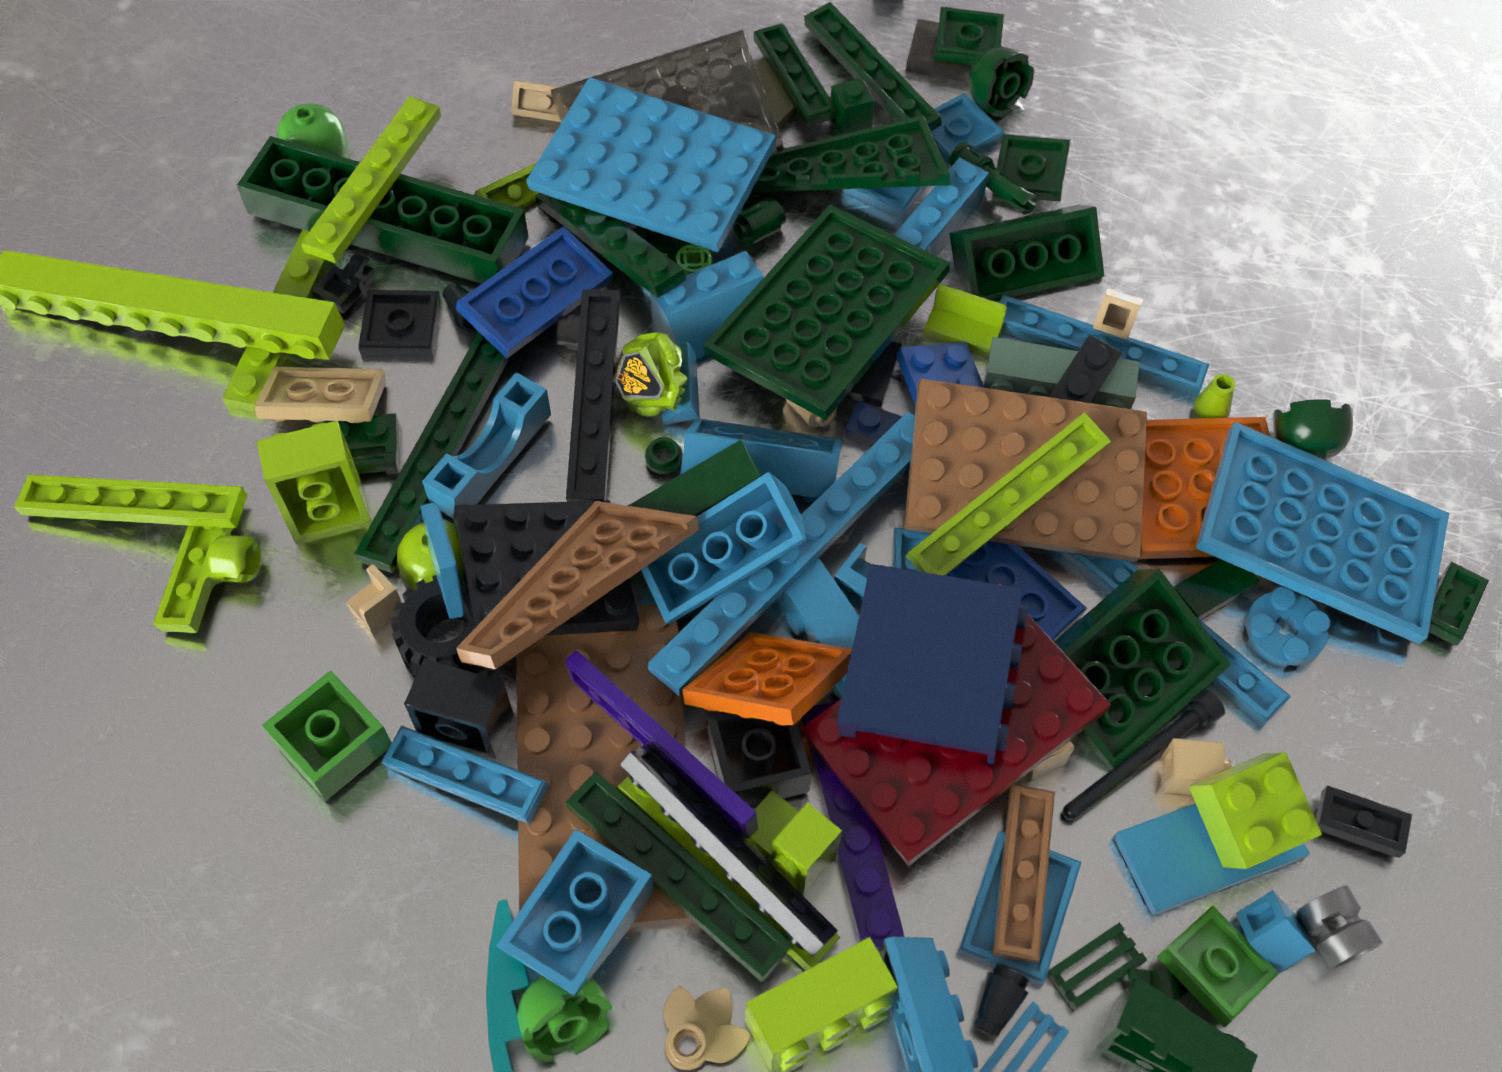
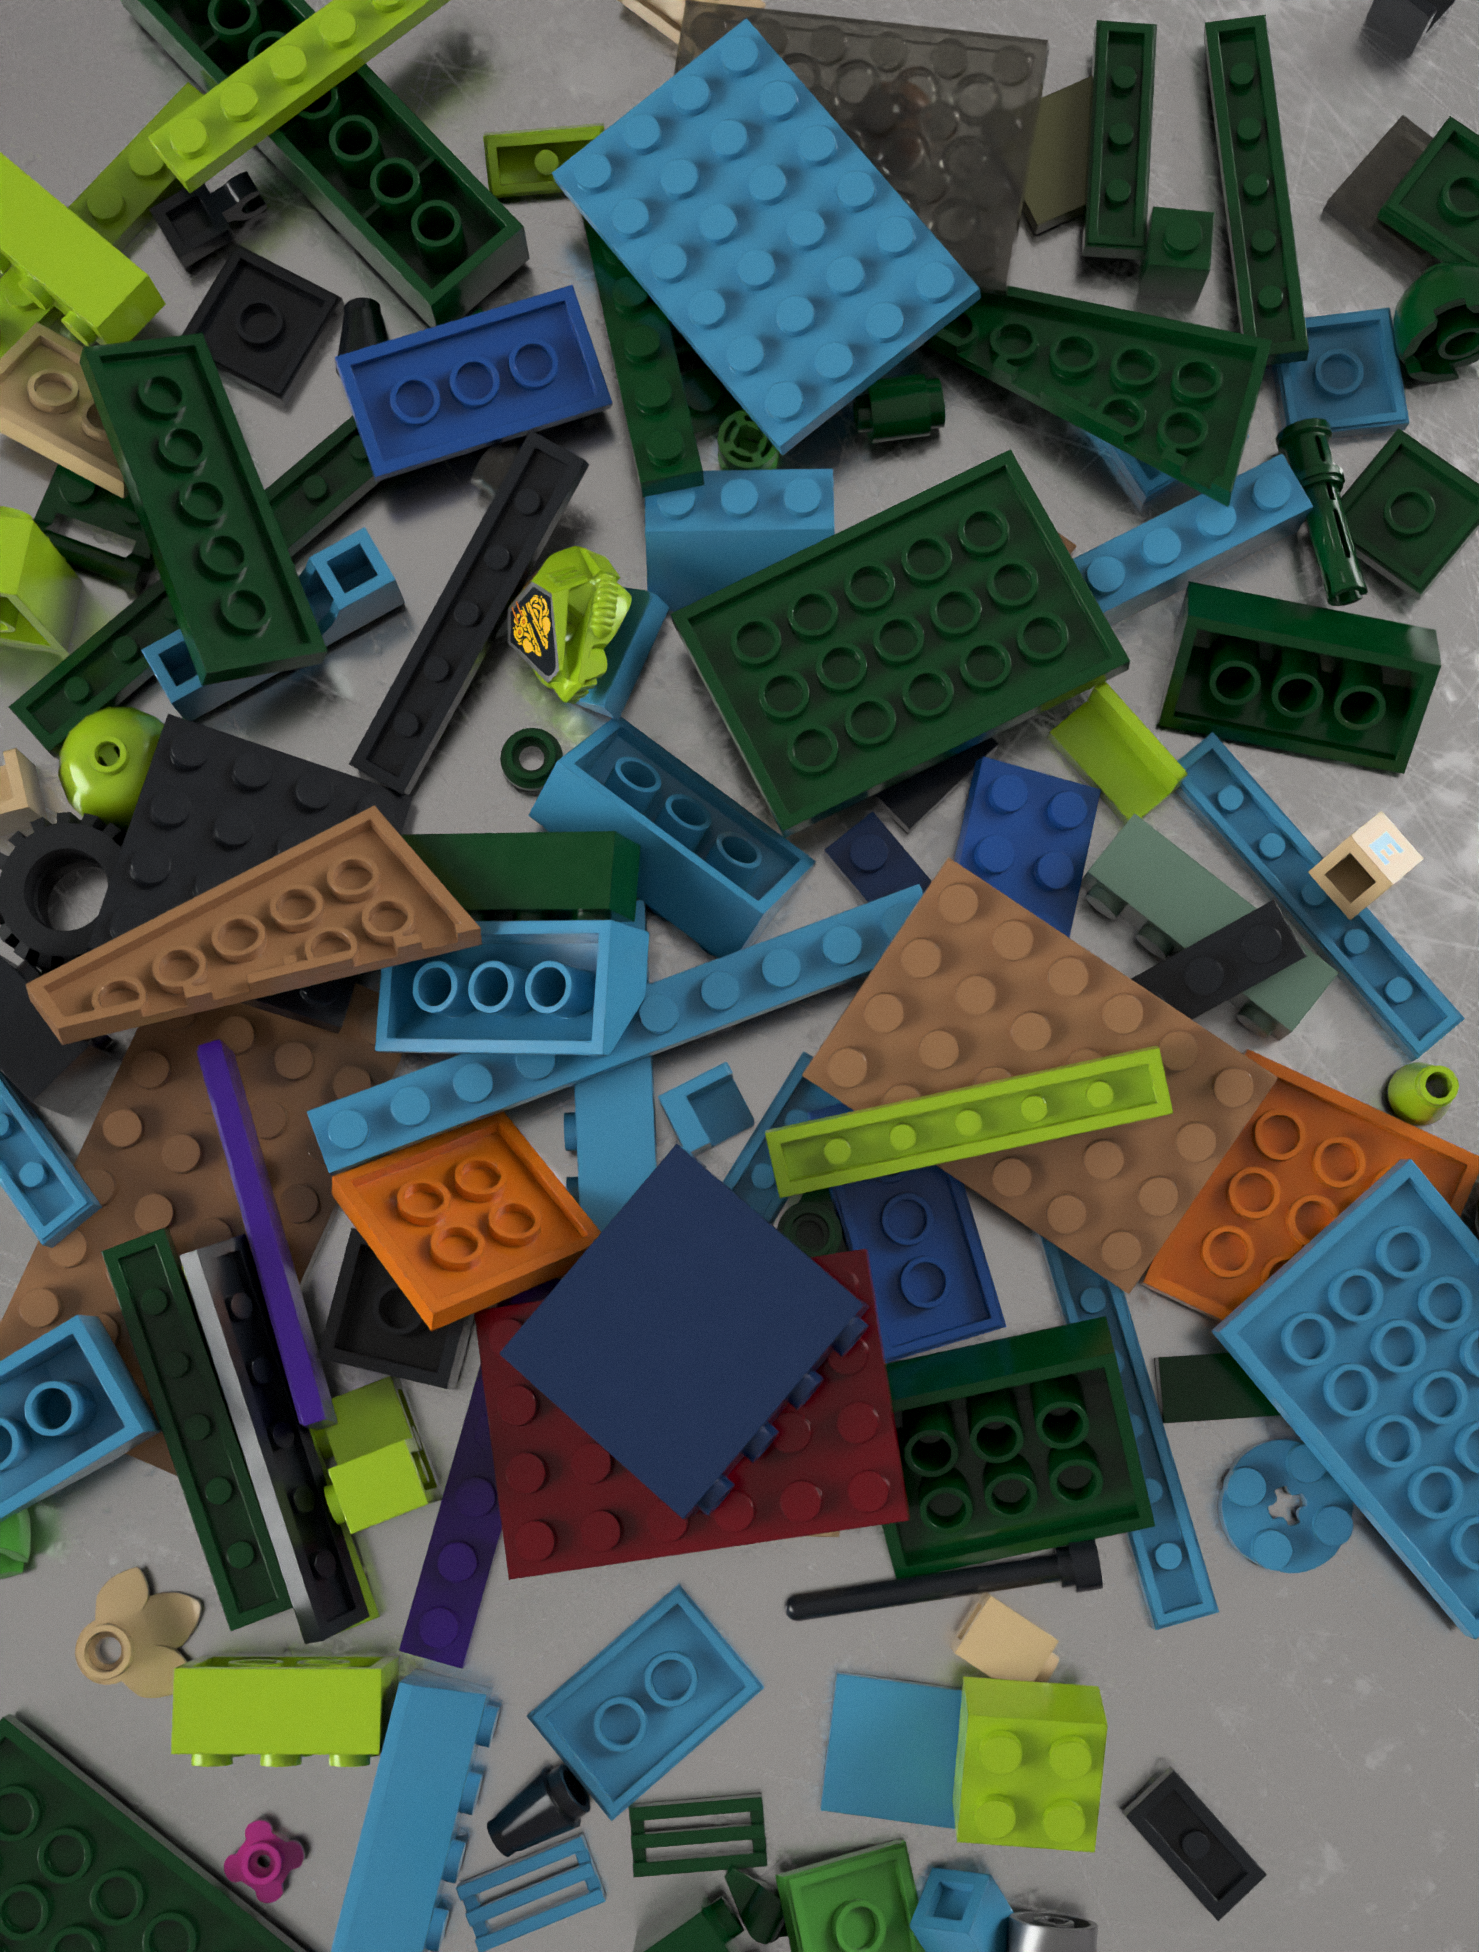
camera: 30 degrees right, 20 degrees up
(421, 402) = (202, 508): none -> dark green plate
(443, 560) = (87, 818): dark azure tile -> none
(1023, 874) = (670, 1666): medium nougat tile -> none

